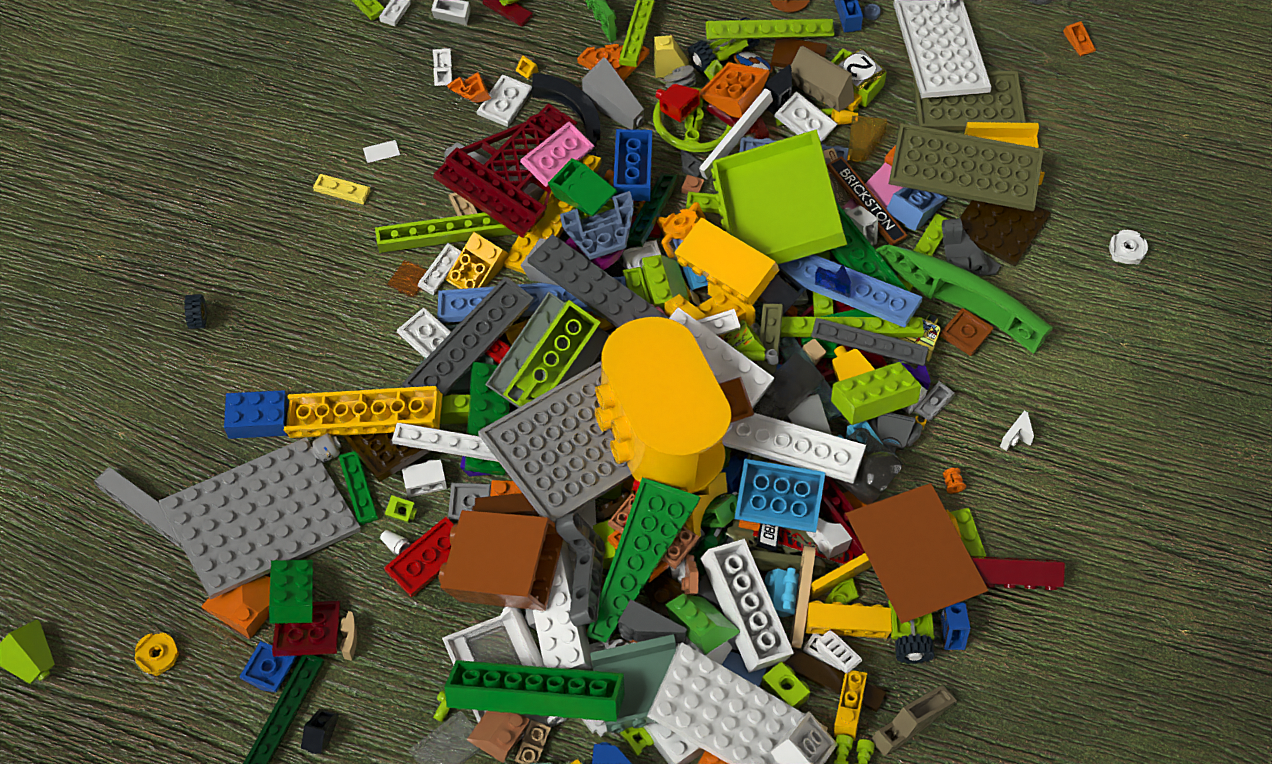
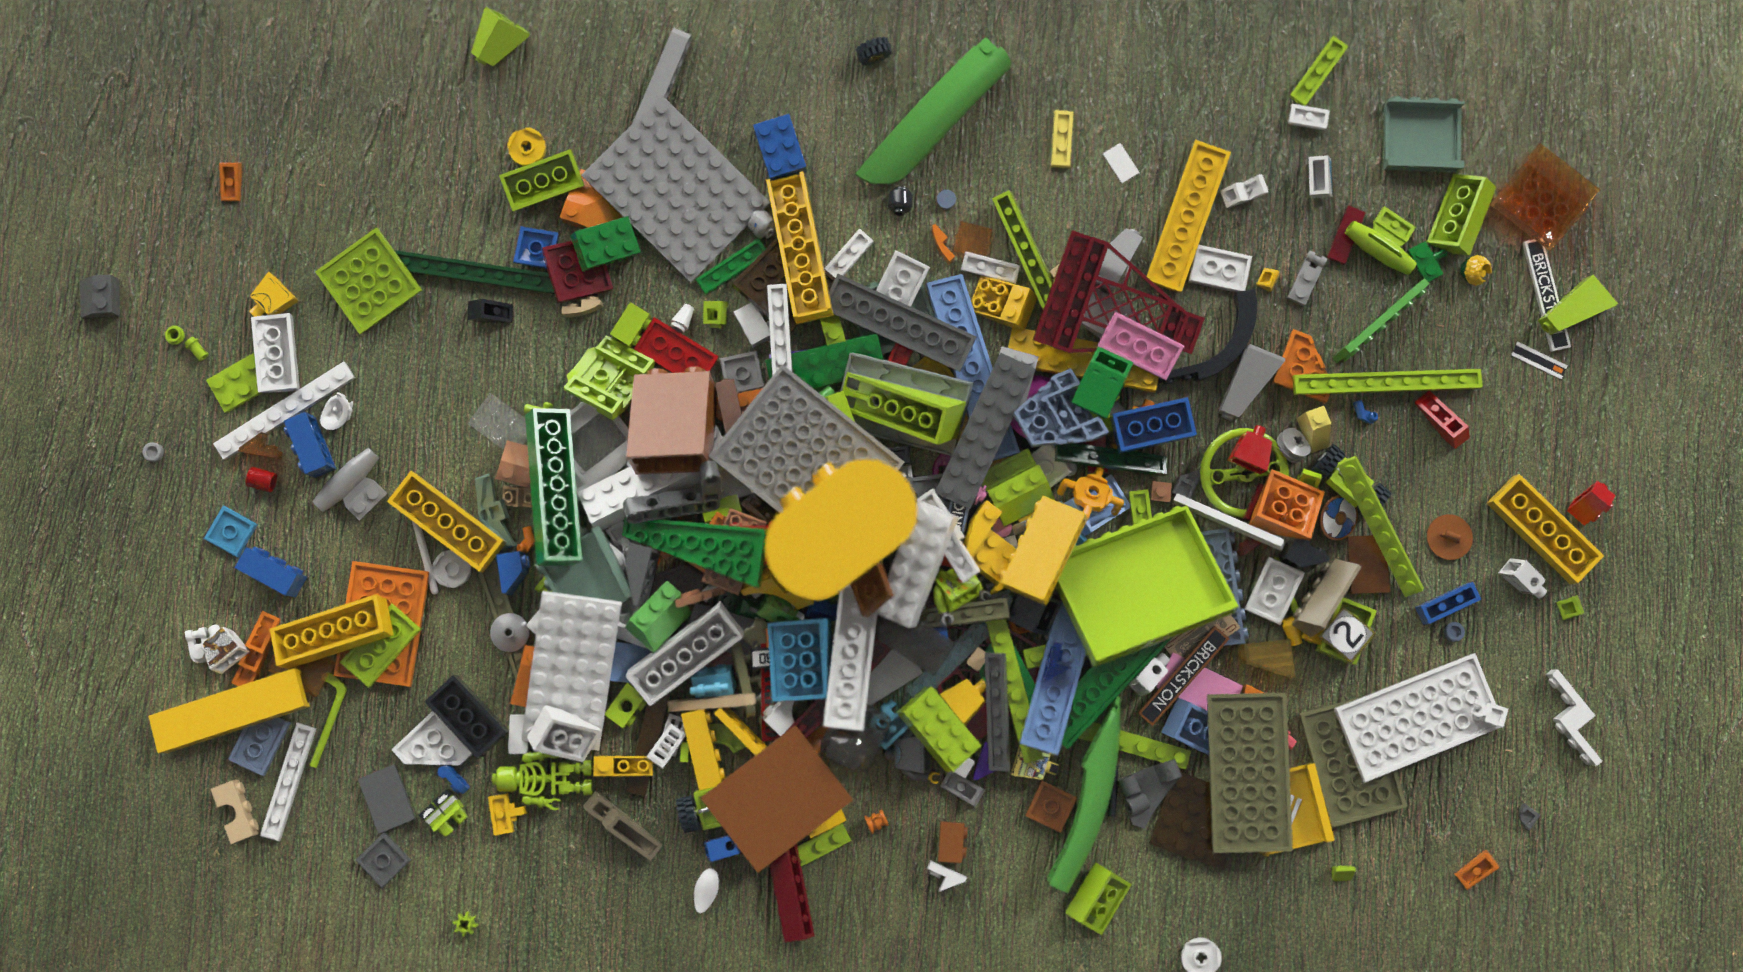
camera: 75 degrees right, 25 degrees up
(199, 641) = (542, 180): none -> lime slope
(279, 277) = (935, 114): none -> bright green slope
(349, 325) = (900, 201): none -> black head
(362, 290) = (946, 199): none -> sand blue tile
(380, 375) = (849, 254): none -> white tile
(385, 592) = (631, 325): none -> lime brick
(398, 302) = (940, 239): none -> orange slope
(430, 621) = (607, 375): none -> lime slope
(444, 107) = (1188, 216): none -> yellow plate
(471, 88) = (1223, 230): orange slope -> none
(535, 42) = (1306, 279): none -> light grey plate
(582, 750) = (528, 541): none -> orange arm
(667, 30) = (1364, 415): none -> blue arm
(850, 639) = (685, 752): none -> lime tile
(986, 420) = (951, 841): none -> dark orange brick
(996, 654) = (706, 890): none -> white arm
(1060, 313) = (1098, 898): none -> lime slope
(1067, 128) = (1343, 873): none -> lime slope

